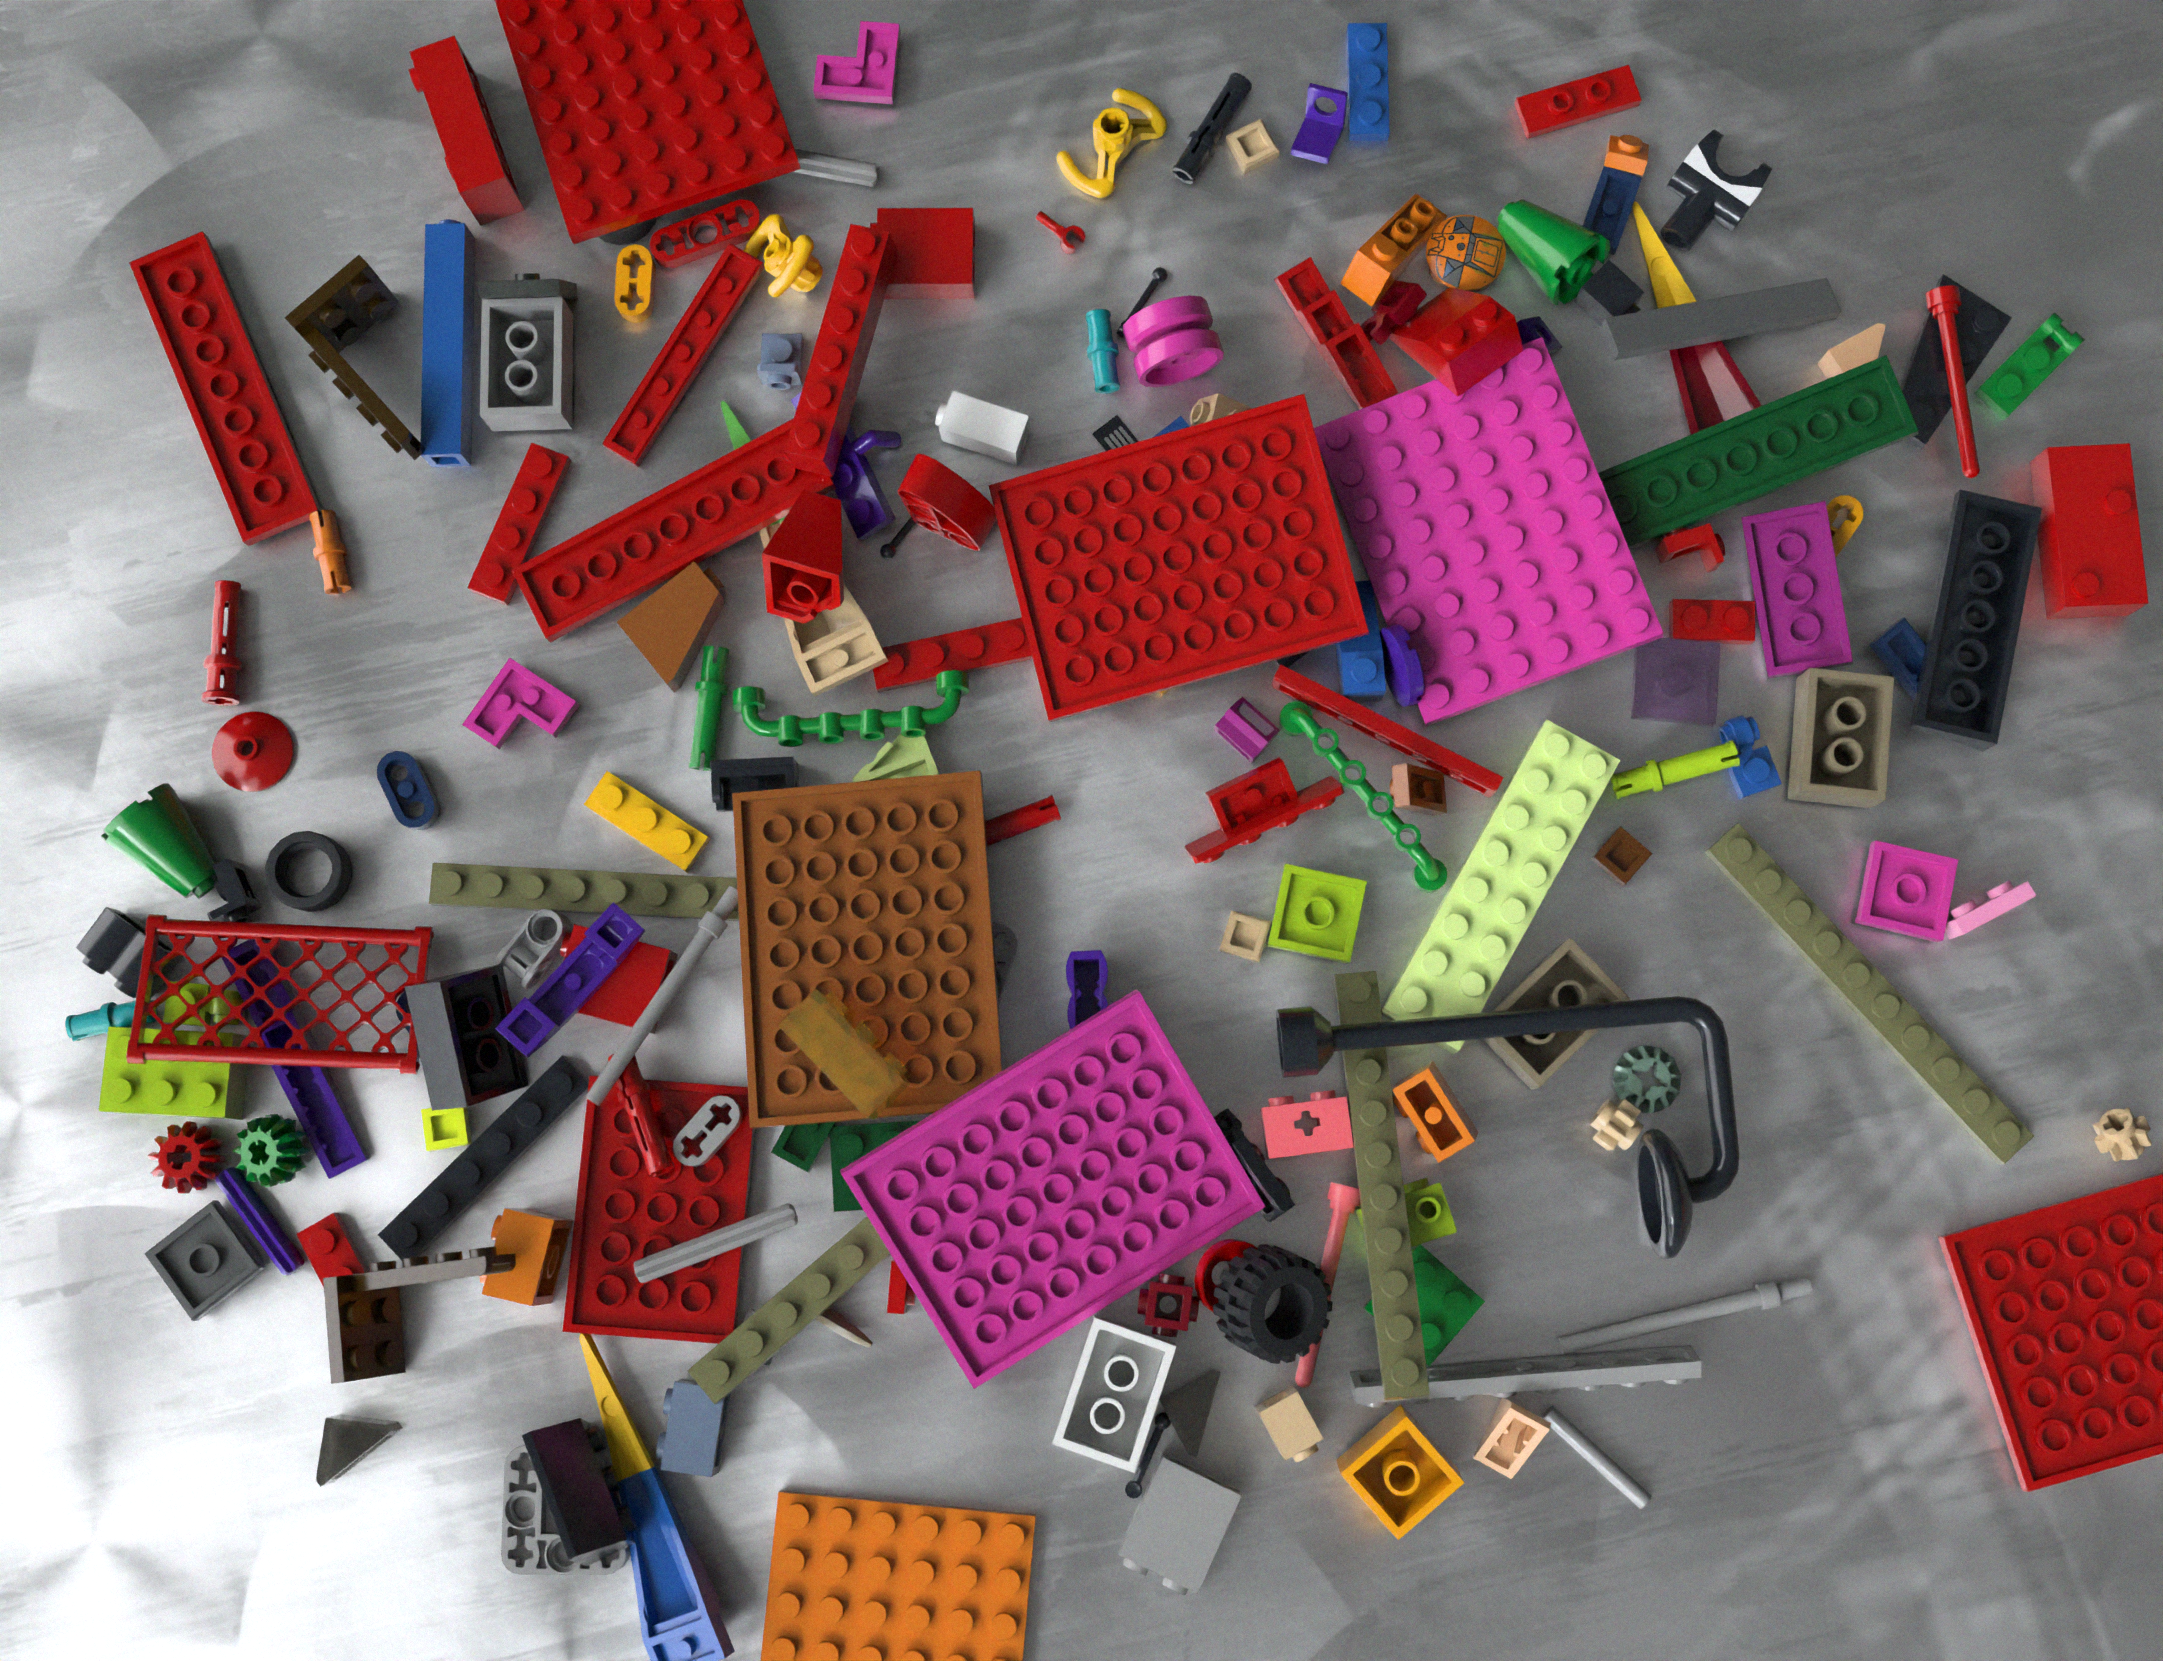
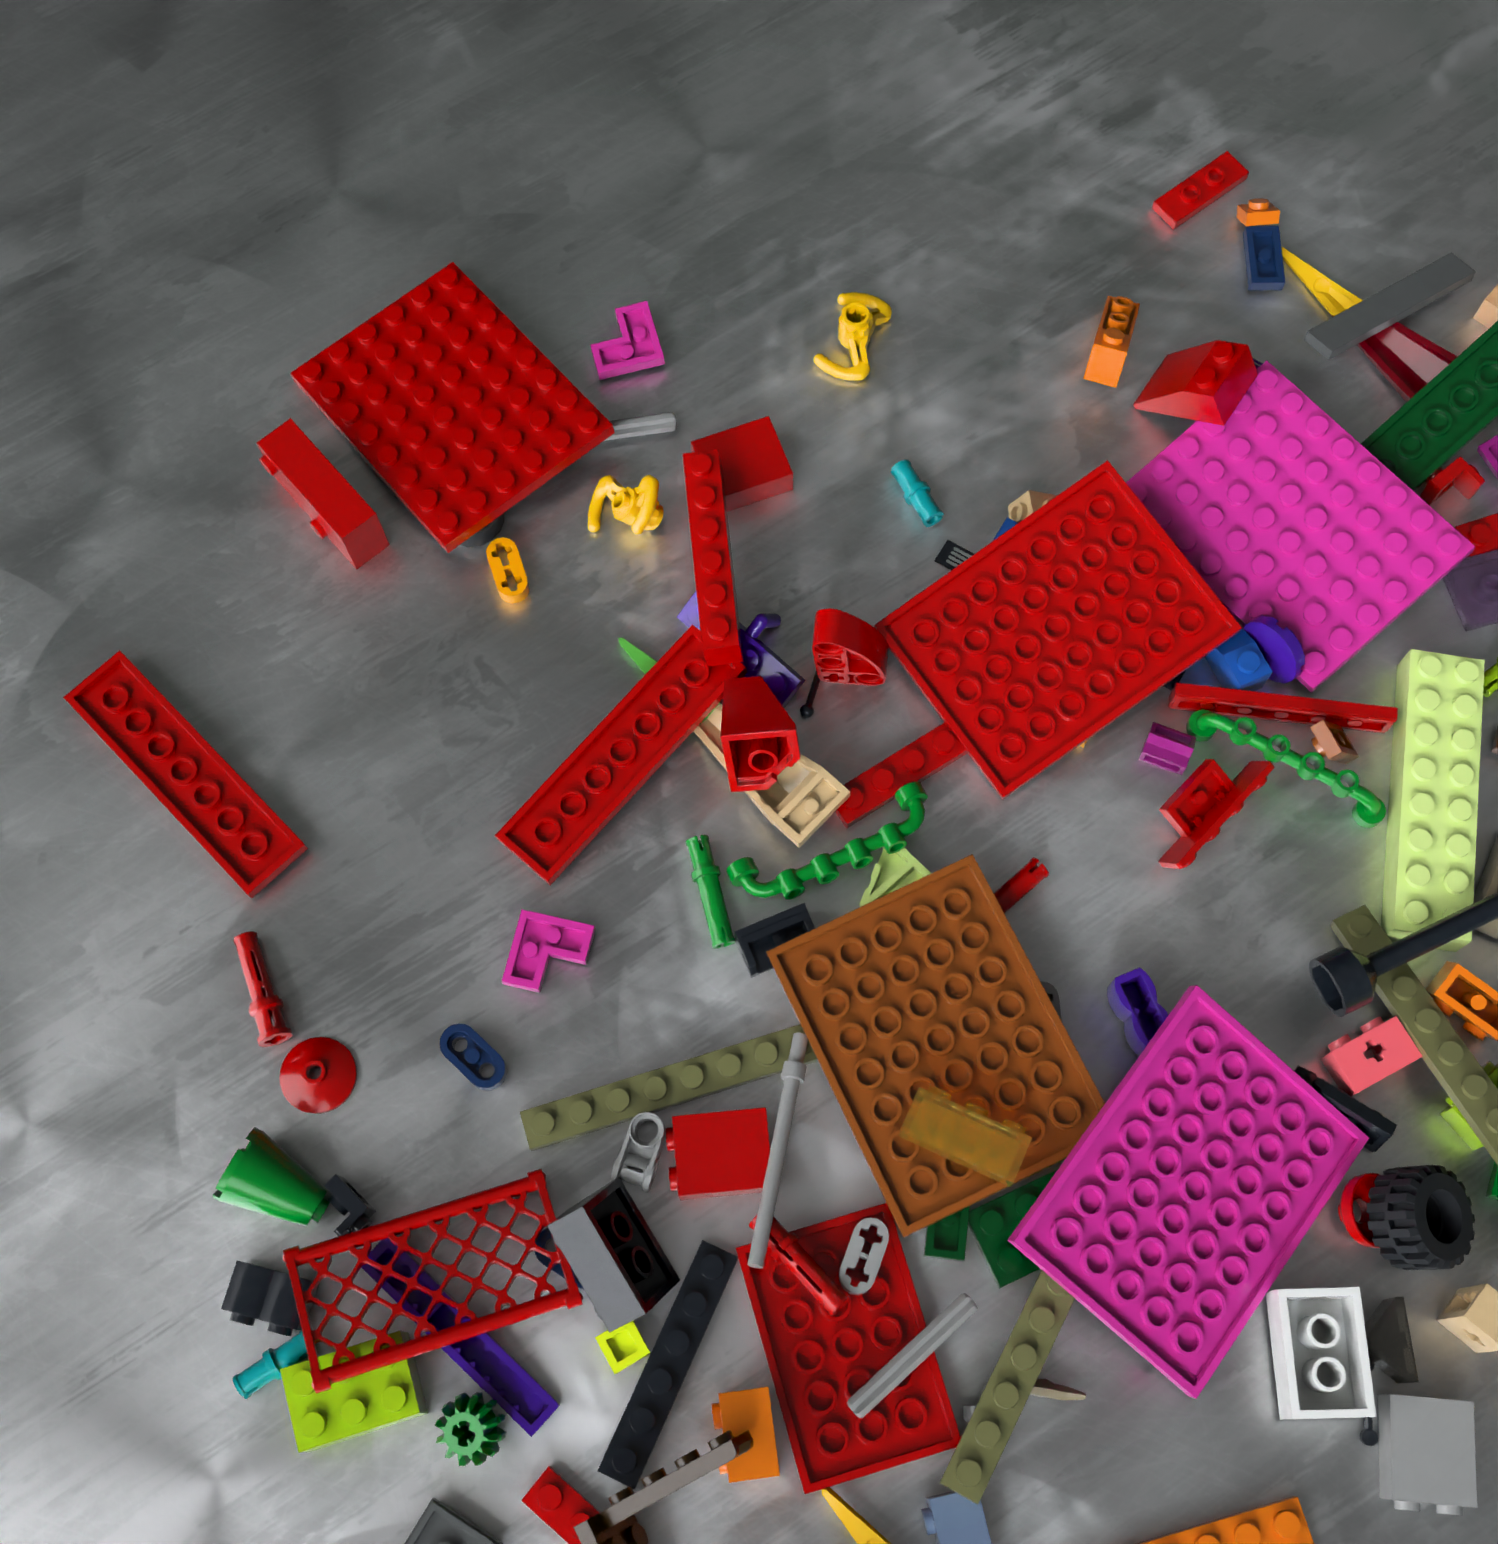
camera: 25 degrees left, 10 degrees down
(170, 1157) = (381, 1458): red gear -> none
(193, 994) = (338, 1327): lime plate -> none
(259, 1221) = (481, 1501): dark purple axle -> none
(285, 850) = (388, 1140): black tyre -> none
(330, 552) = (327, 877): orange pin -> none
(336, 319) = (264, 683): dark brown bracket -> none
(448, 344) = (368, 672): blue brick -> none
(519, 523) = (484, 797): red plate -> none
(526, 364) = (444, 662): light grey brick -> none
(527, 286) = (423, 600): pearl dark grey plate -> none
(573, 982) = (694, 1164): dark purple slope -> none
(647, 821) = (694, 1007): yellow plate -> none
(676, 622) = (652, 830): dark orange slope -> none
(683, 354) = (572, 613): red tile -> none
(691, 225) = (550, 526): red beam -> none
(781, 360) = (655, 589): sand blue bracket -> none
(900, 1292) = (1089, 1332): red bracket -> none
(983, 427) = (848, 582): white brick -> none
(1062, 232) = (845, 416): red hand -> none
(1159, 276) = (934, 421): black hinge -> none
(1168, 1323) = (1342, 1254): dark red brick -> none
(1173, 341) = (975, 462): dark pink wheel -> none
(1203, 142) = (928, 299): black pin -> none
(1245, 936) = (1242, 917): tan tile -> none
(1252, 146) = (965, 302): tan tile -> none
(1317, 913) = (1294, 875): lime plate -> none
(1320, 128) = (1014, 273): dark purple bracket -> none
(1335, 335) = (1096, 420): red slope -> none
(1343, 1202) = (1430, 1109): coral piece -> none
(1367, 82) = (1033, 227): blue plate -> none
(1393, 308) = (1133, 381): dark red plate -> none
(1465, 253) = (1168, 325): orange dish -> none
(1552, 248) = (1236, 297): green cone -> none
(1609, 294) = (1294, 318): black brick -> none
(1709, 194) = (1334, 222): black connector -> none

